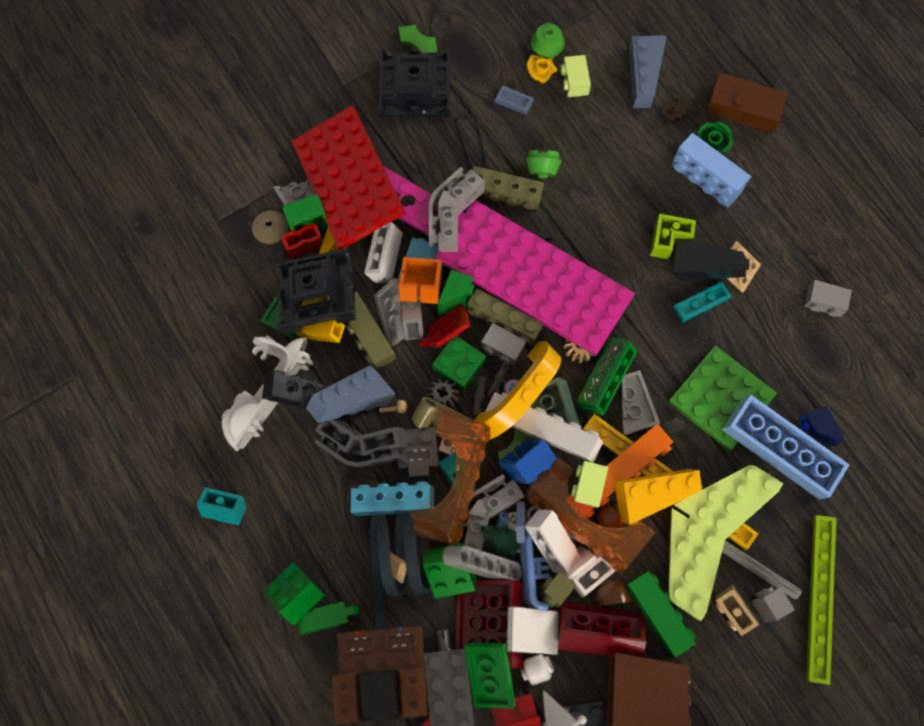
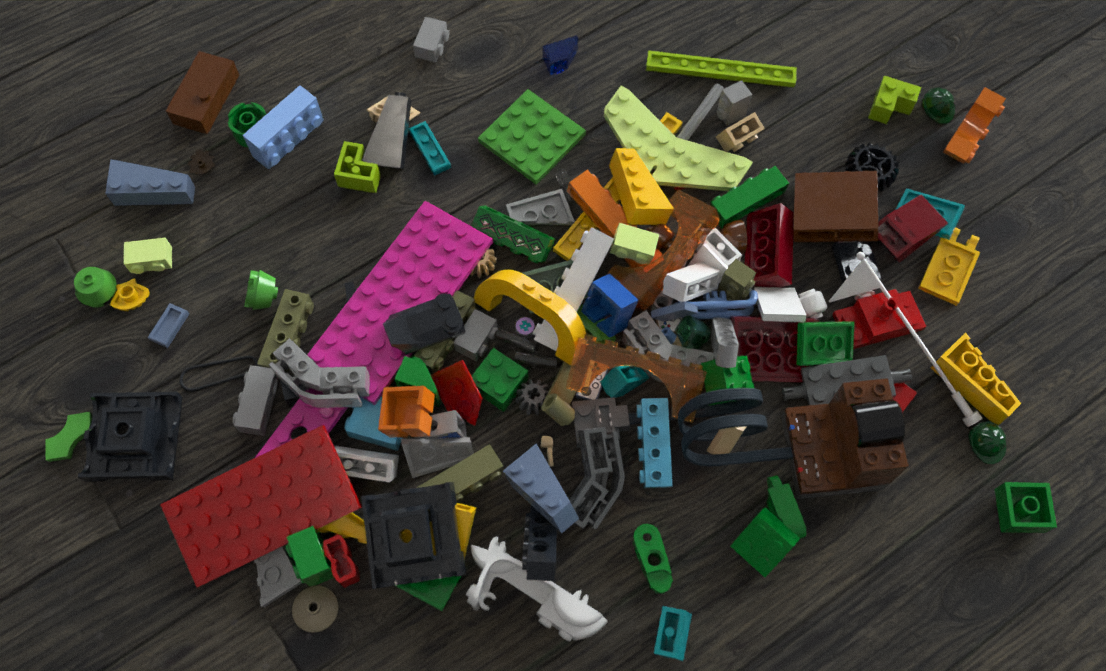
camera: 90 degrees left, 5 degrees down
(273, 497) = (657, 576): none -> green piece
(438, 169) = (256, 400): none -> light grey brick
(503, 292) = (424, 324): none -> black slope
(785, 447) = (584, 82): light blue brick -> none

